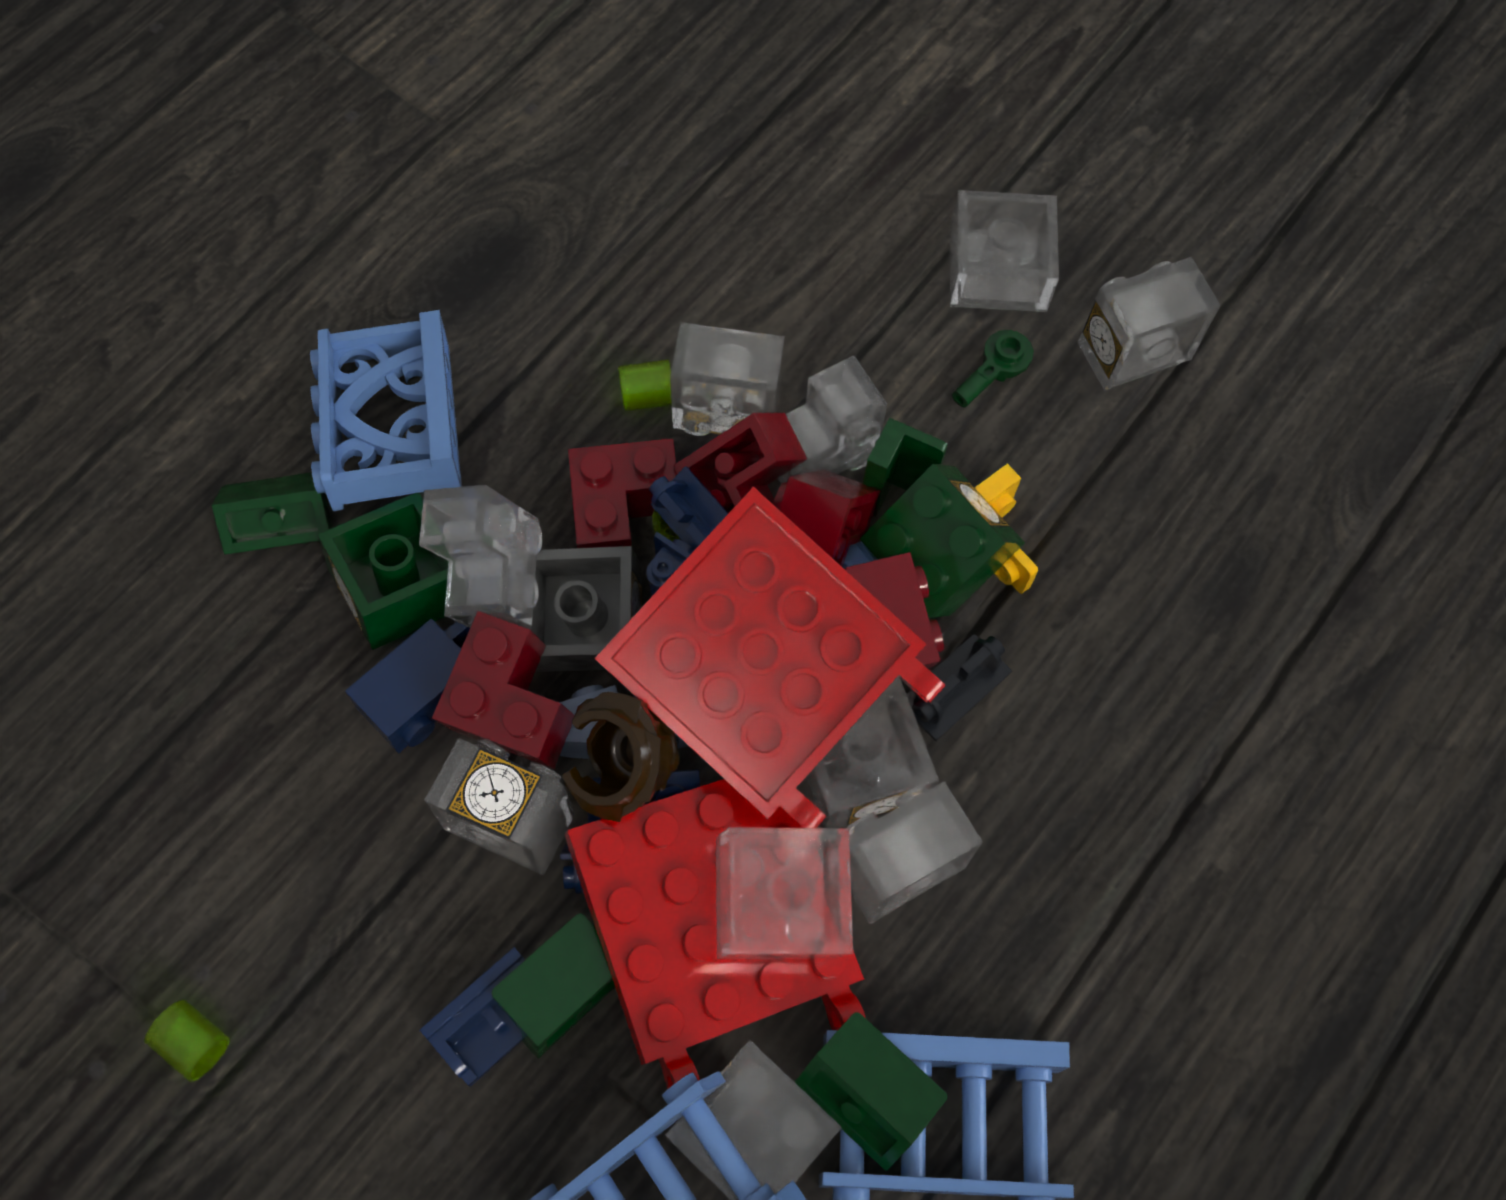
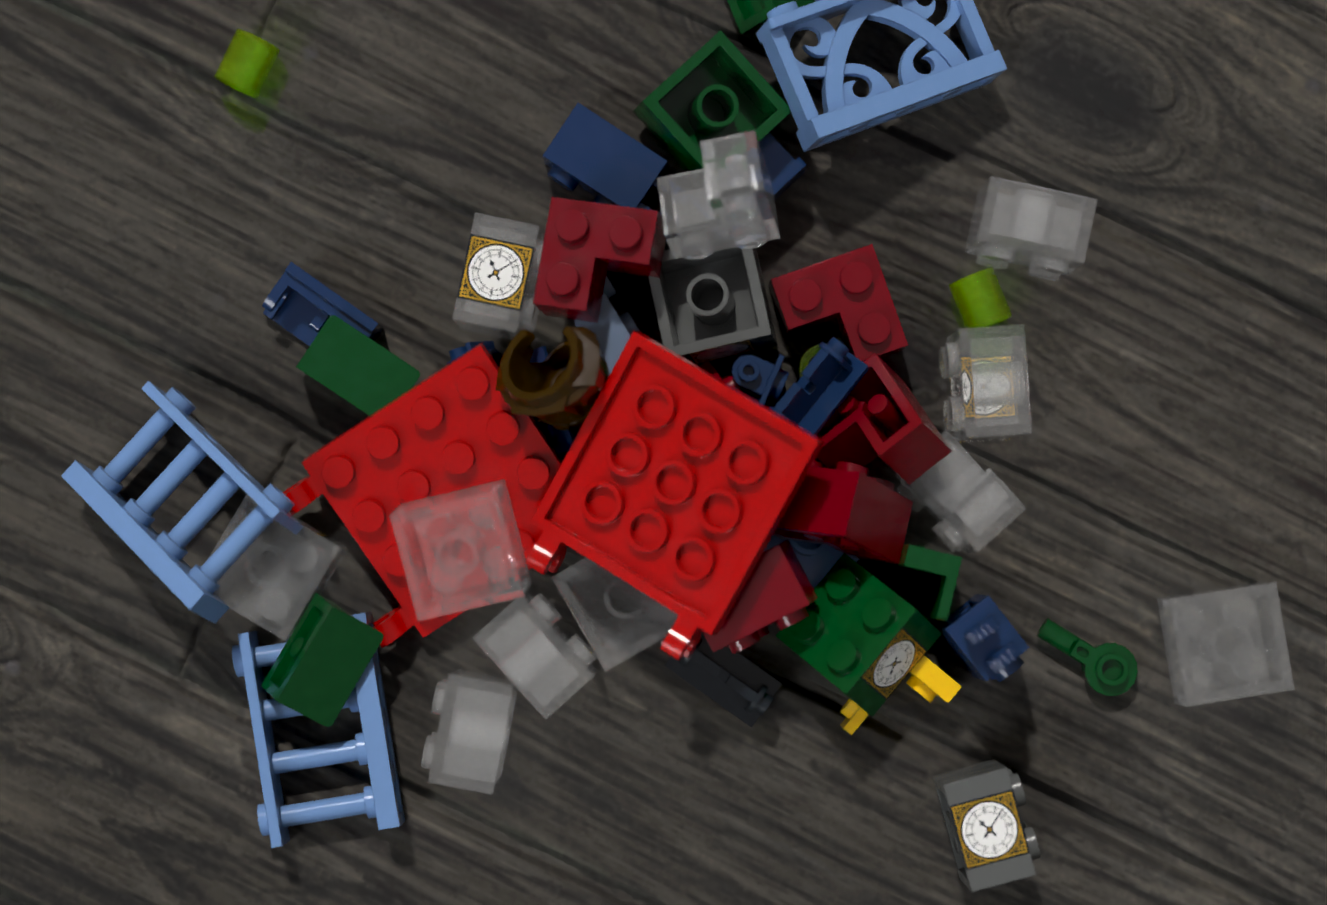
camera: 85 degrees right, 20 degrees up
(590, 319) = (1030, 228): none -> clear brick
(973, 425) = (983, 639): none -> dark blue hinge
(977, 938) = (471, 731): none -> clear brick
(1143, 469) = (986, 825): none -> brick
(1147, 322) = (1164, 808): clear brick -> none

